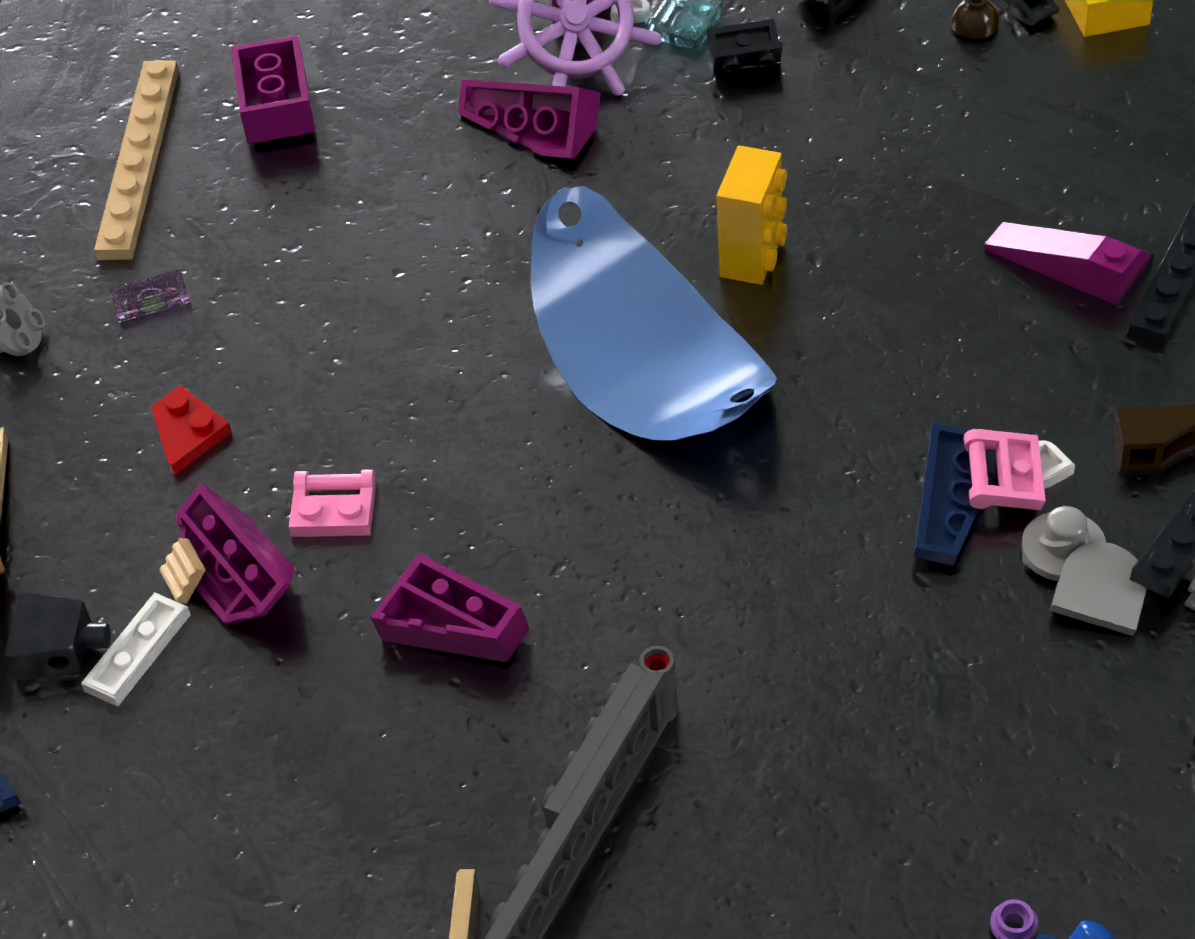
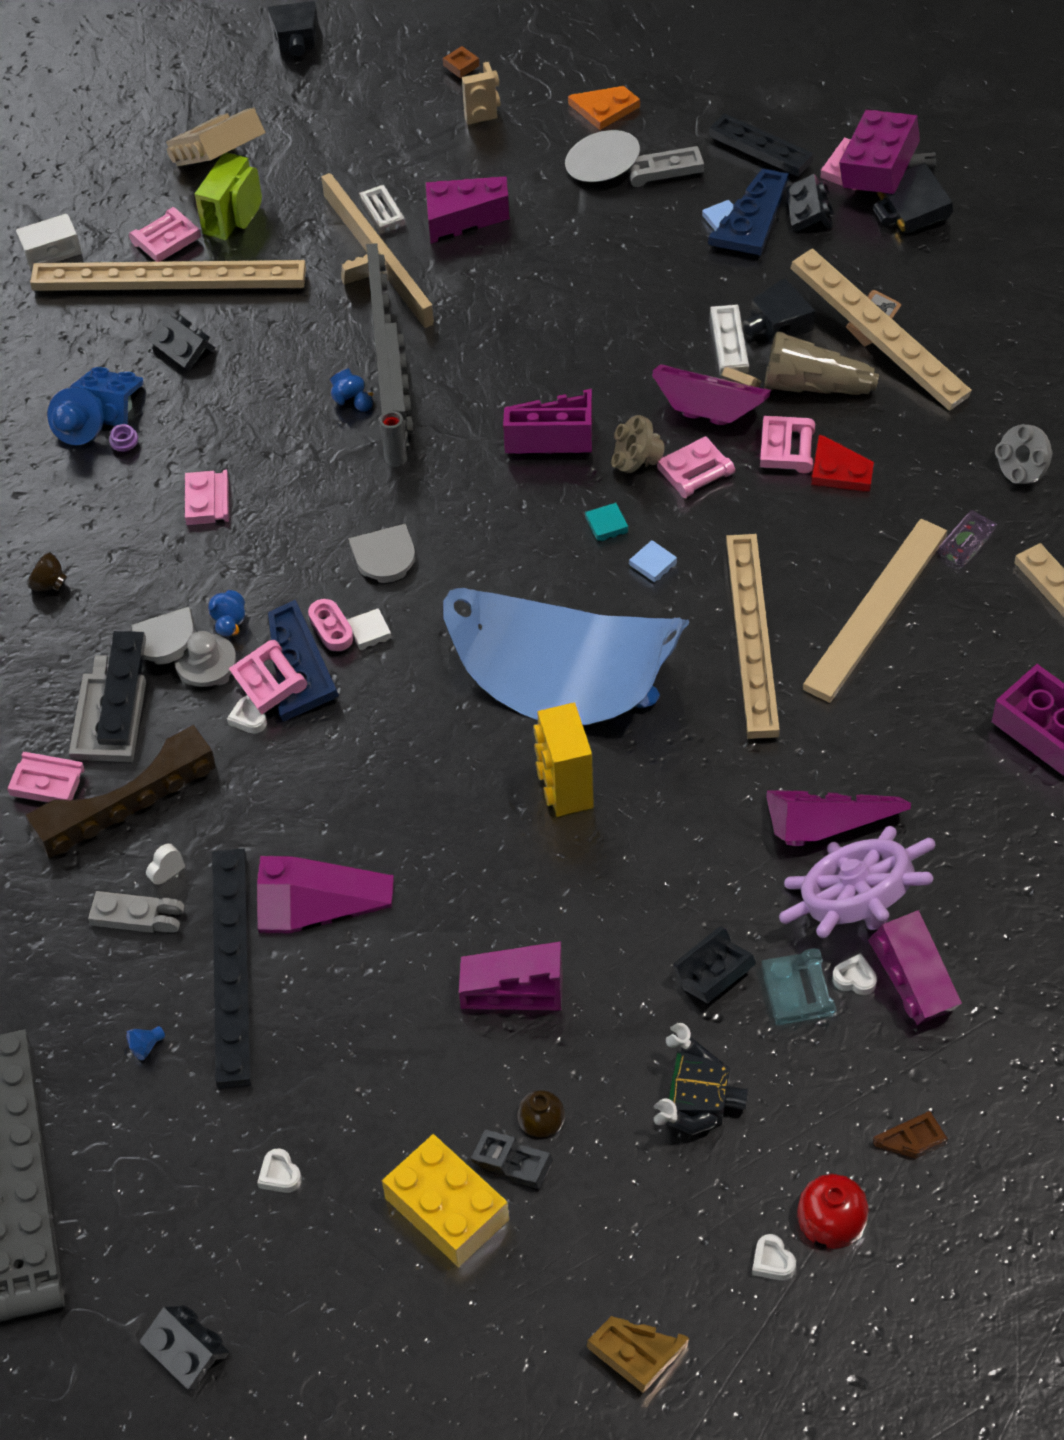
camera: 145 degrees right, 5 degrees up
(113, 537) = (801, 367): none -> dark tan cone
(226, 475) = (777, 443): none -> bright pink plate
(305, 270) = (874, 611): none -> tan tile
(383, 535) = (636, 445): none -> dark tan plate
(446, 298) = (752, 637): none -> tan plate
(476, 422) = (653, 561): none -> light blue piece
(485, 490) = (606, 522): none -> teal piece
(657, 819) = (348, 386): none -> blue animal
(766, 577) = (384, 553): none -> light grey tile
(845, 497) = (369, 629): none -> white piece
(889, 516) = (331, 627): none -> bright pink plate
(930, 97) = (513, 979): none -> magenta wedge
(943, 771) = (206, 497): none -> bright pink plate
(1008, 581) = (227, 611): none -> blue animal

